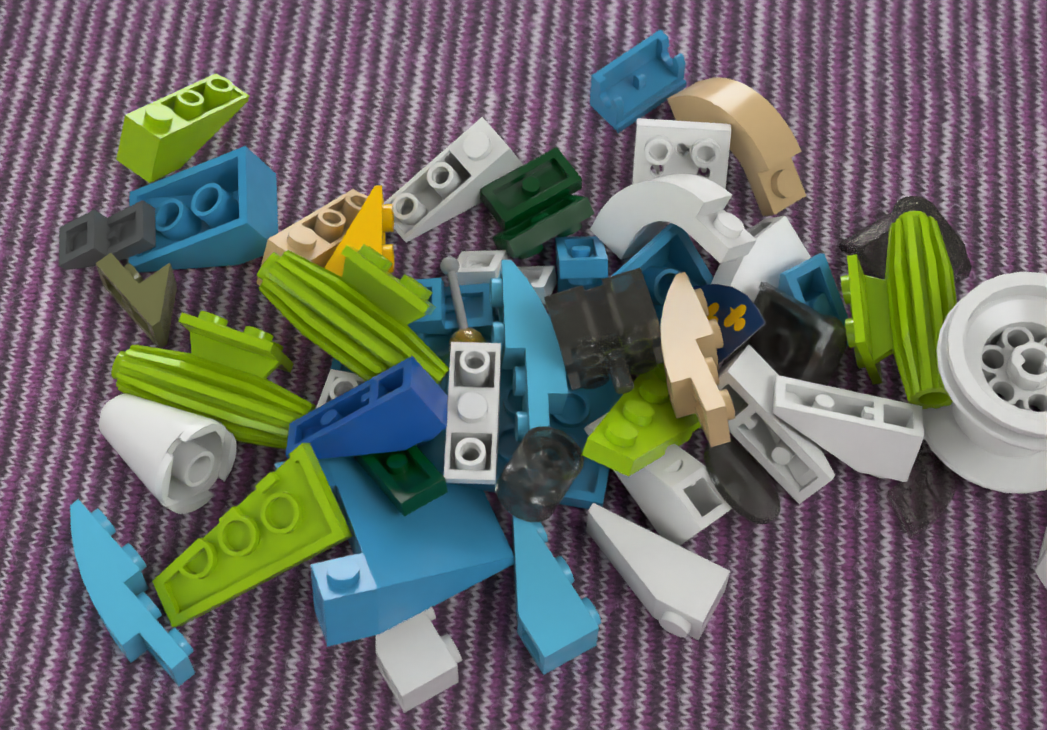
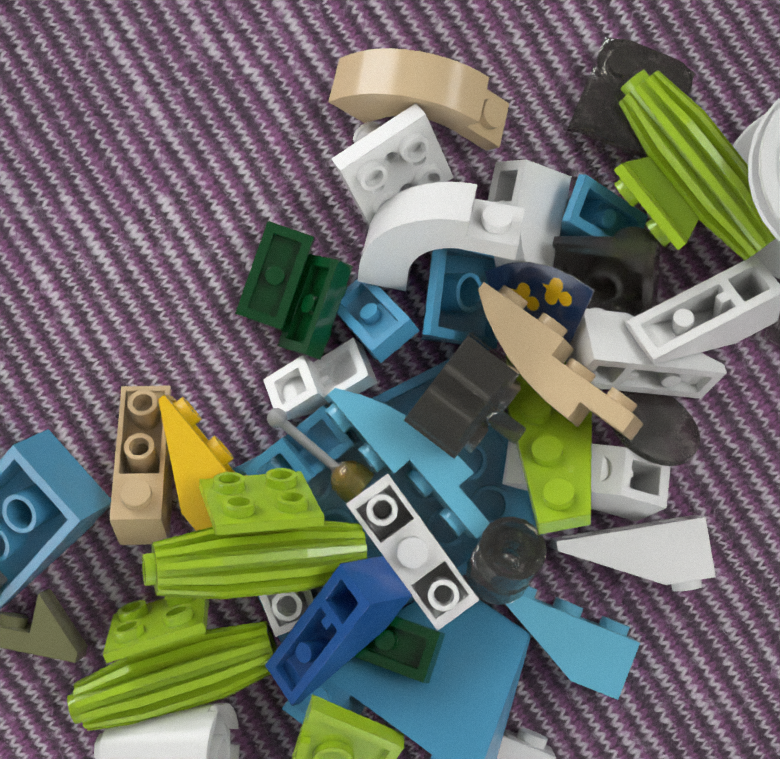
camera: 40 degrees left, 25 degrees up
(452, 181) = (206, 324): white slope -> none
(637, 82) = (286, 97): dark azure hinge -> none

